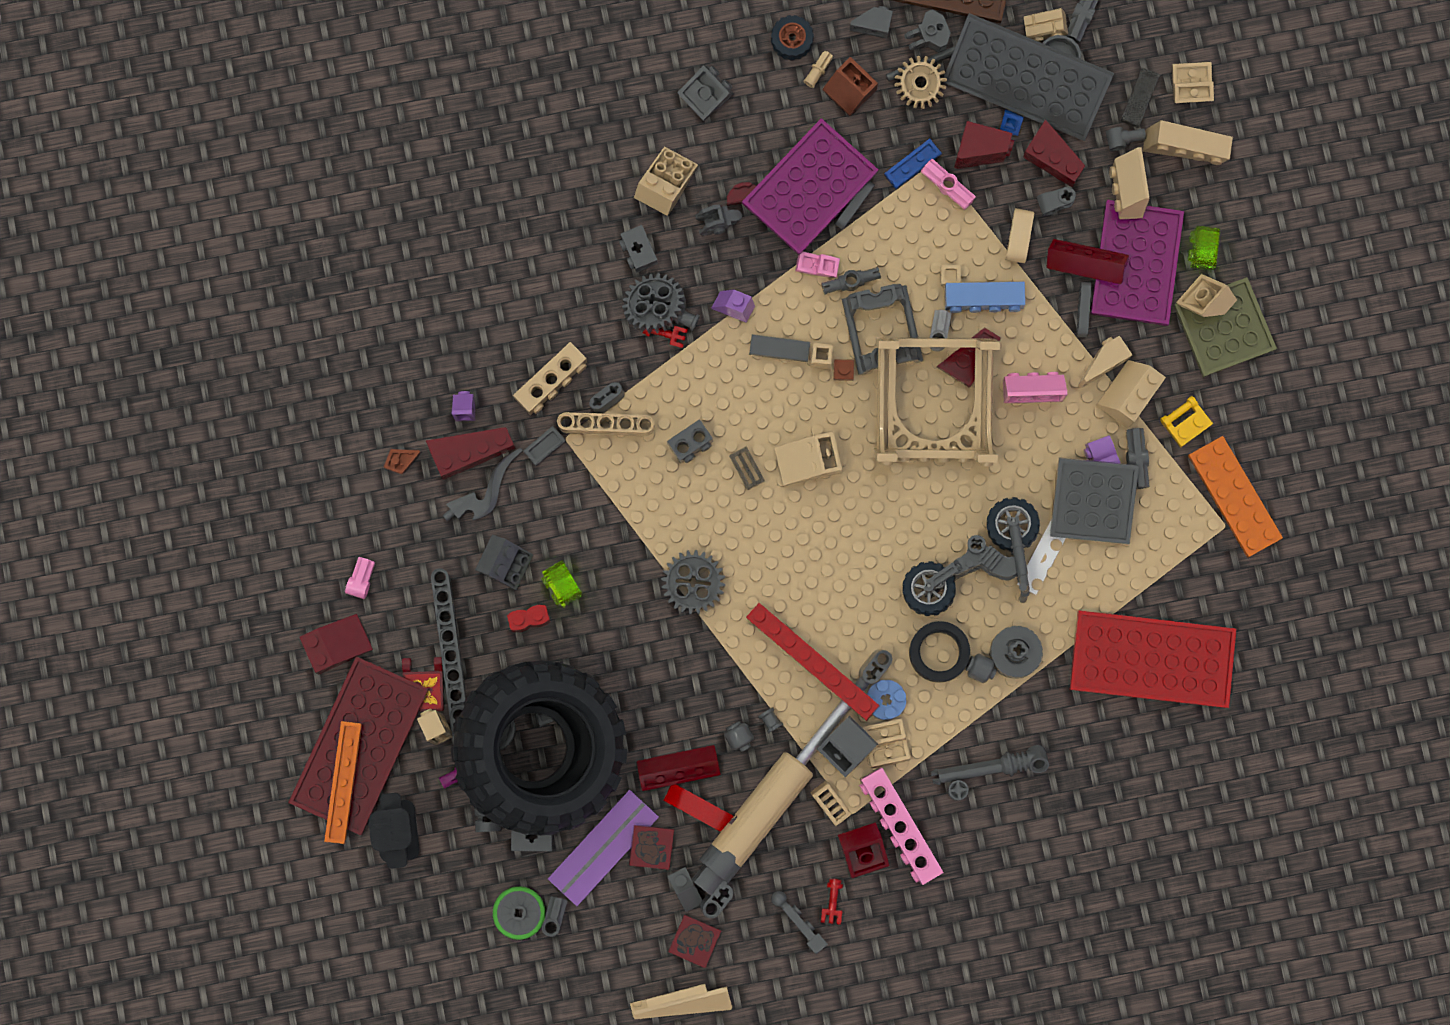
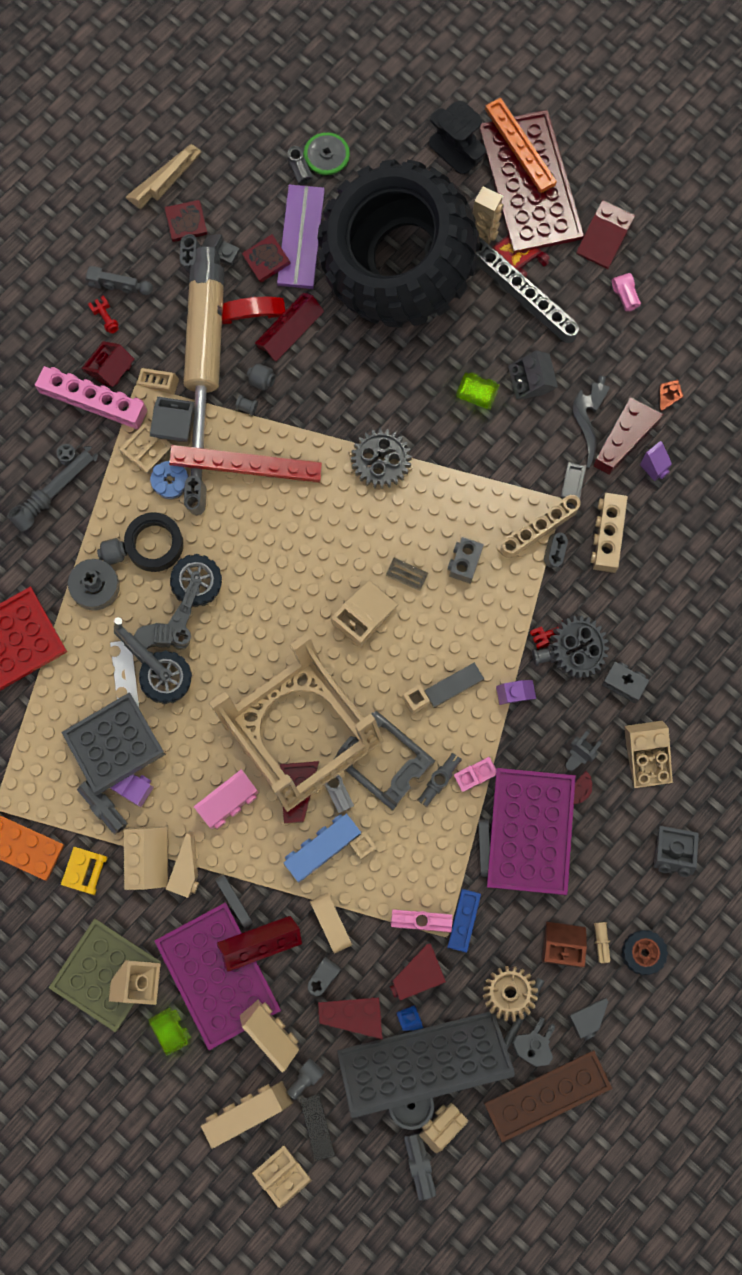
camera: 140 degrees right, 5 degrees down
(534, 617) = (482, 348): red brick -> none
(844, 370) = (390, 705): copper plate -> none

